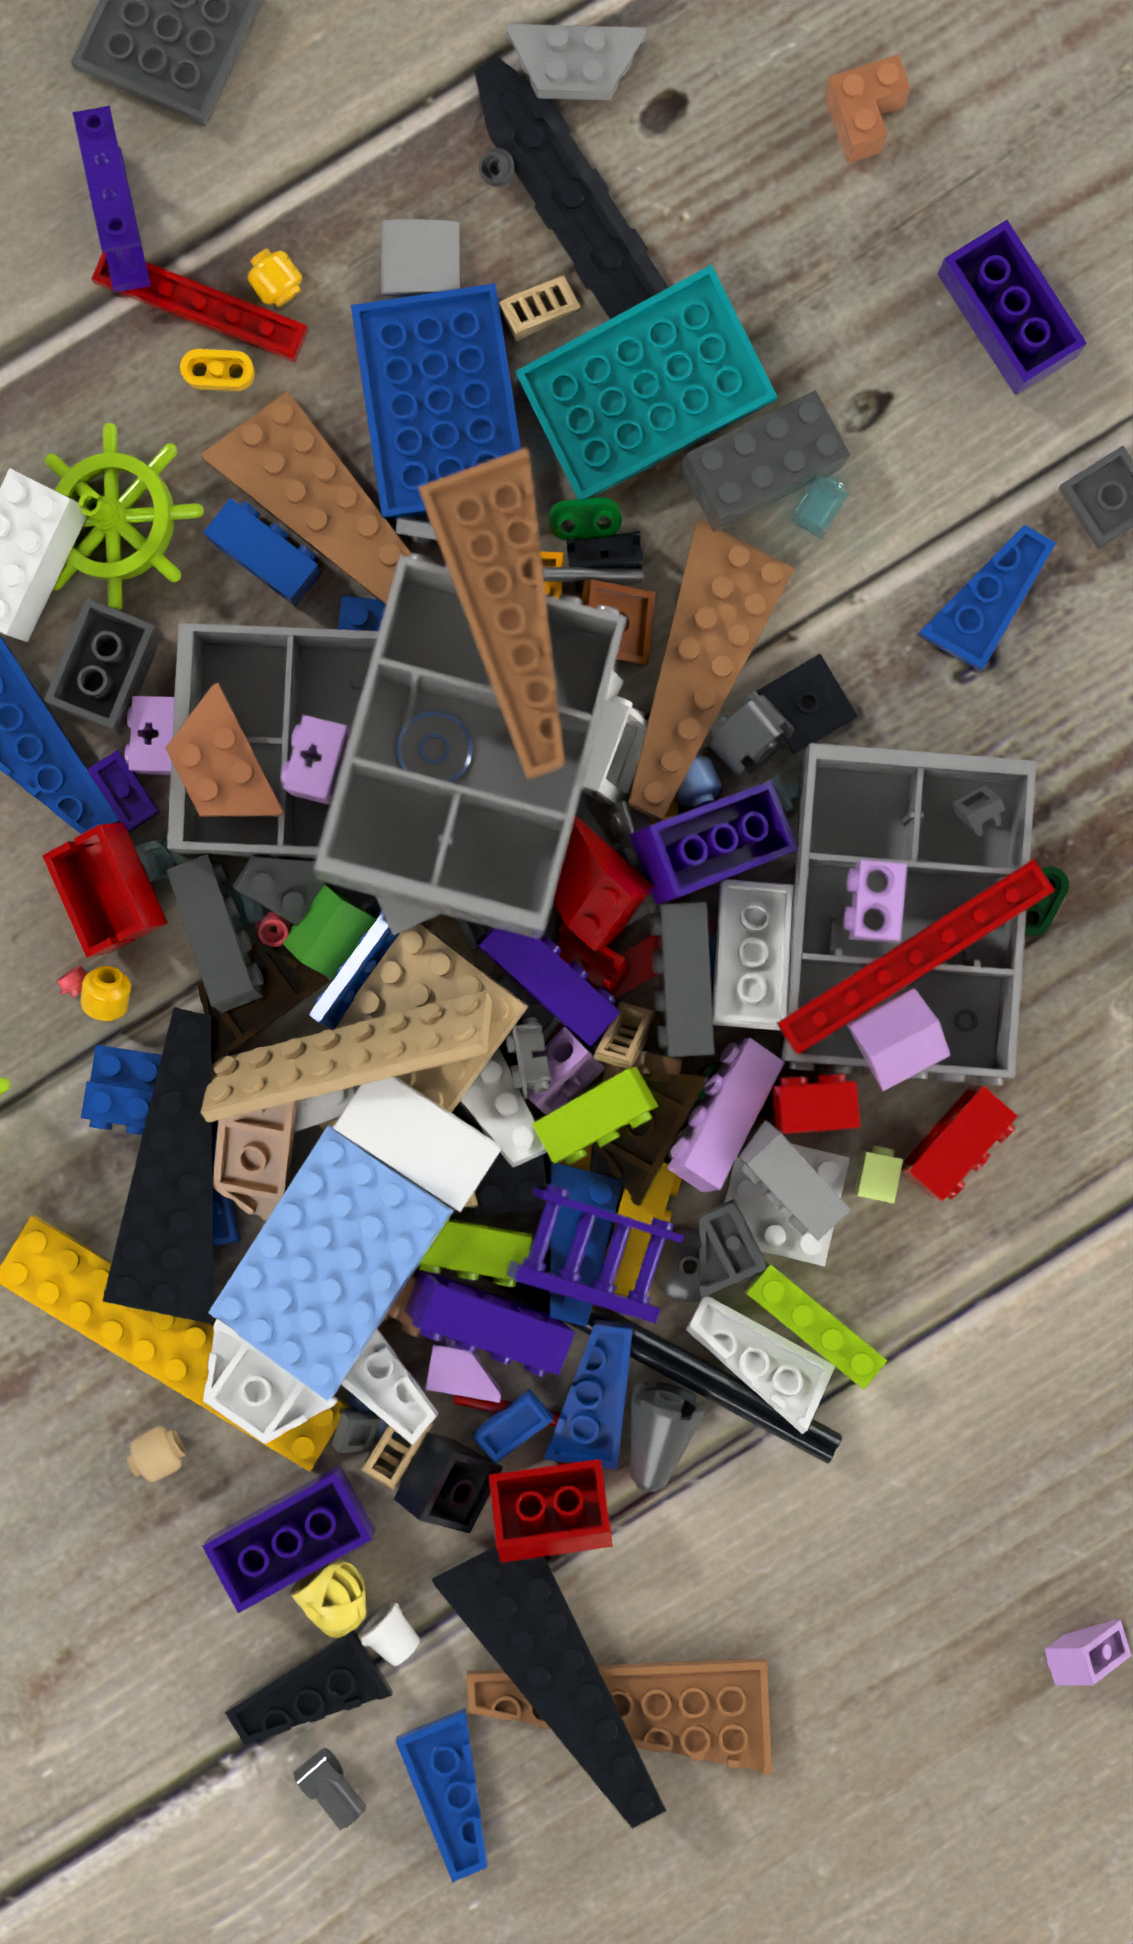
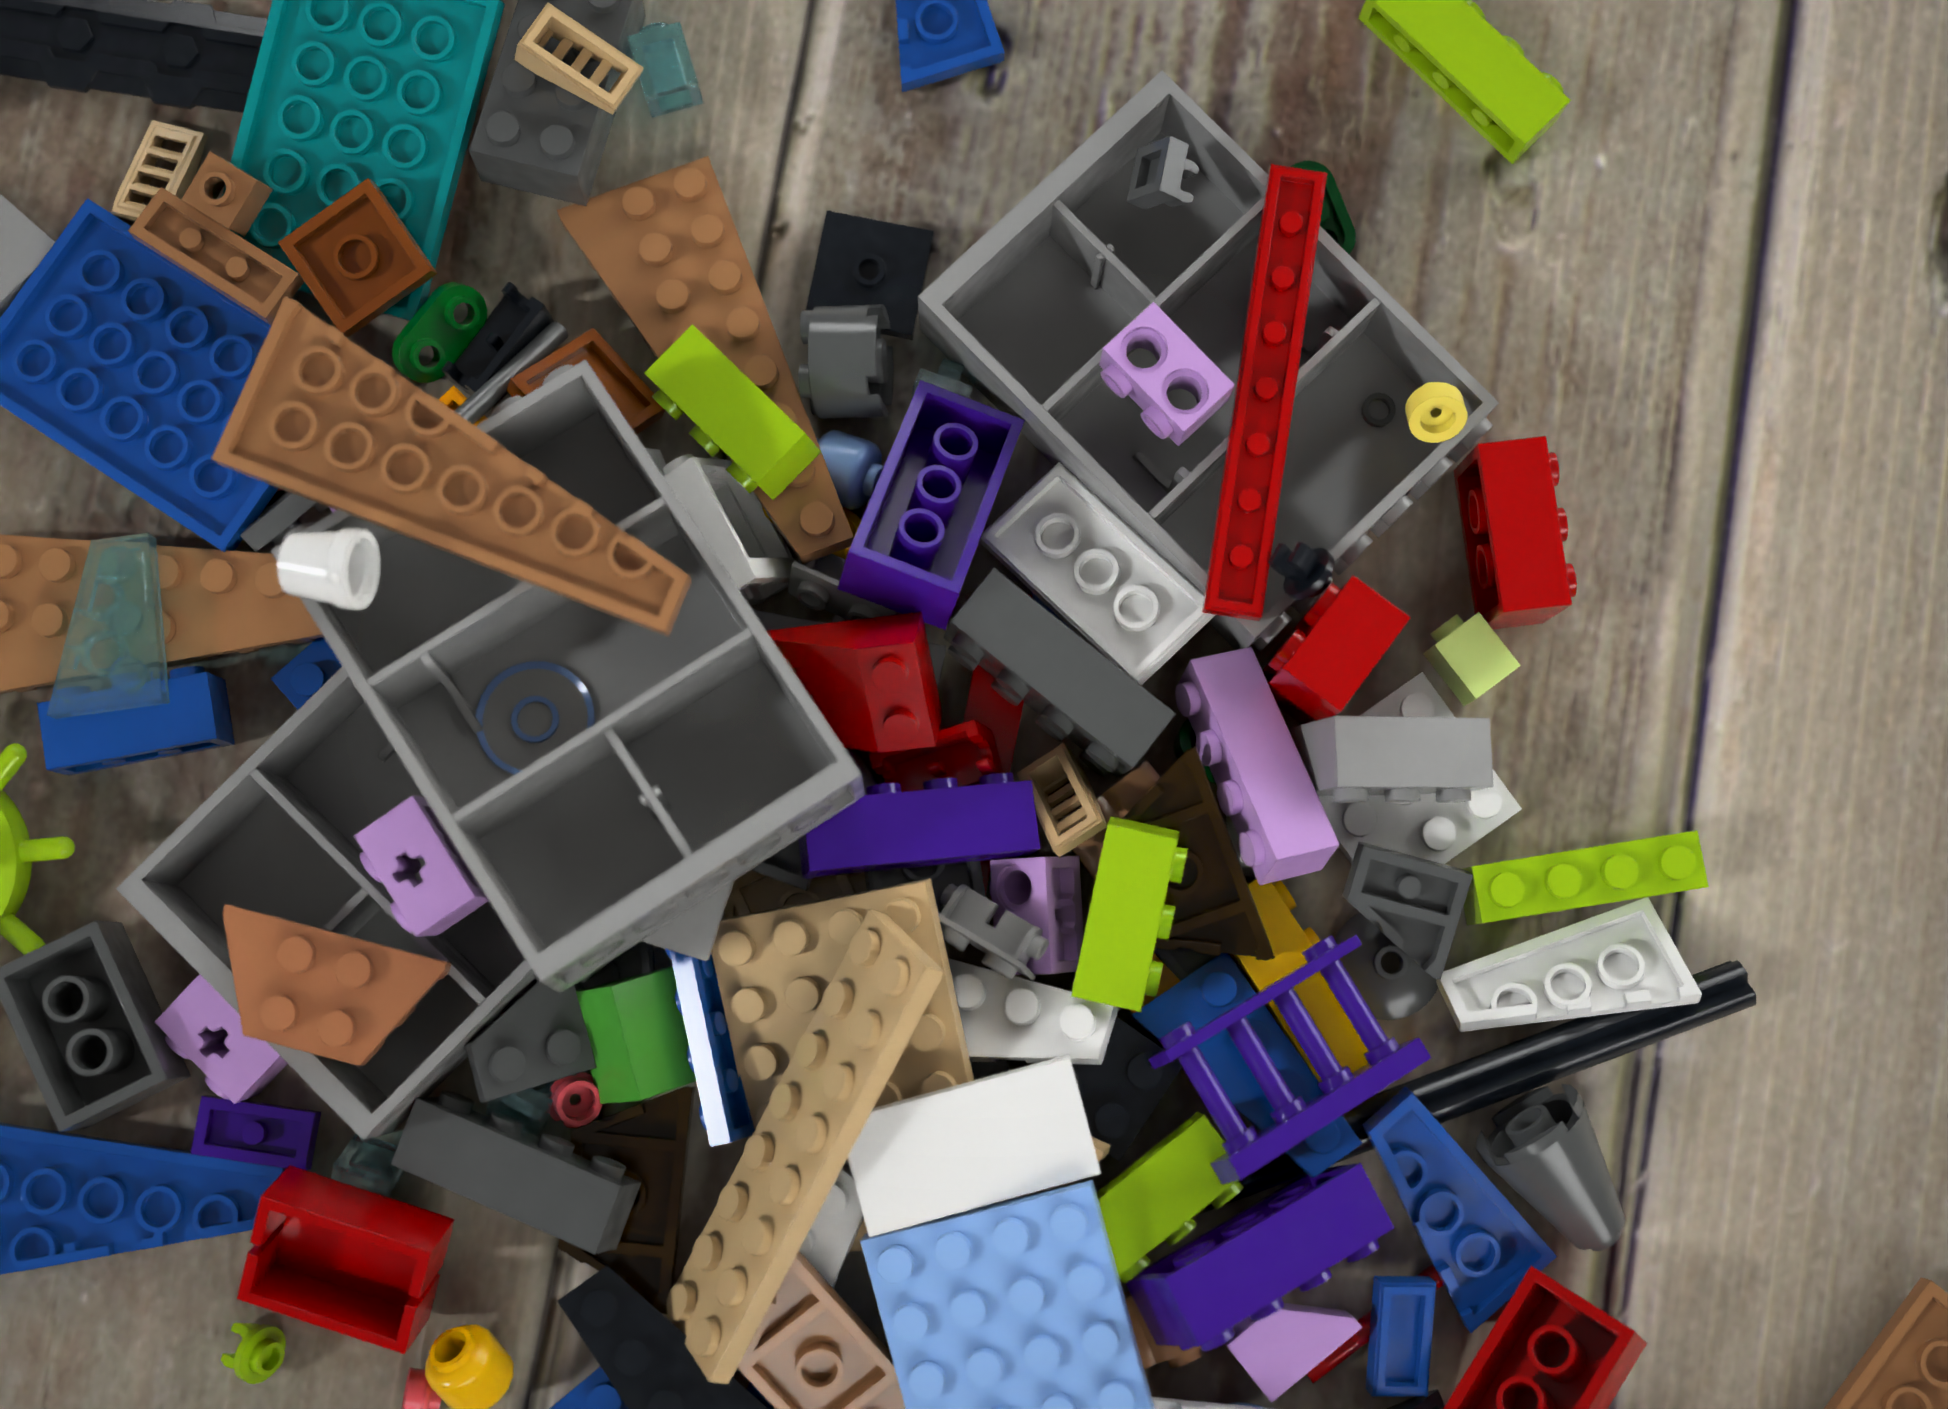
camera: 55 degrees left, 5 degrees down
(24, 887) = (258, 1352): none -> lime plate
(296, 504) = (115, 633): none -> clear light blue wing
(417, 593) = (331, 567): none -> white piece
(522, 376) = (215, 255): none -> medium nougat plate
(563, 363) = (241, 200): none -> medium nougat plate
(584, 447) = (357, 257): none -> dark orange plate
(668, 704) = (730, 414): none -> lime brick
(792, 465) = (556, 24): none -> tan slope
(840, 1056) = (1305, 569): none -> black plate
(899, 1038) = (1343, 487): lavender slope -> none
(978, 1051) = (1436, 412): none -> light yellow tile

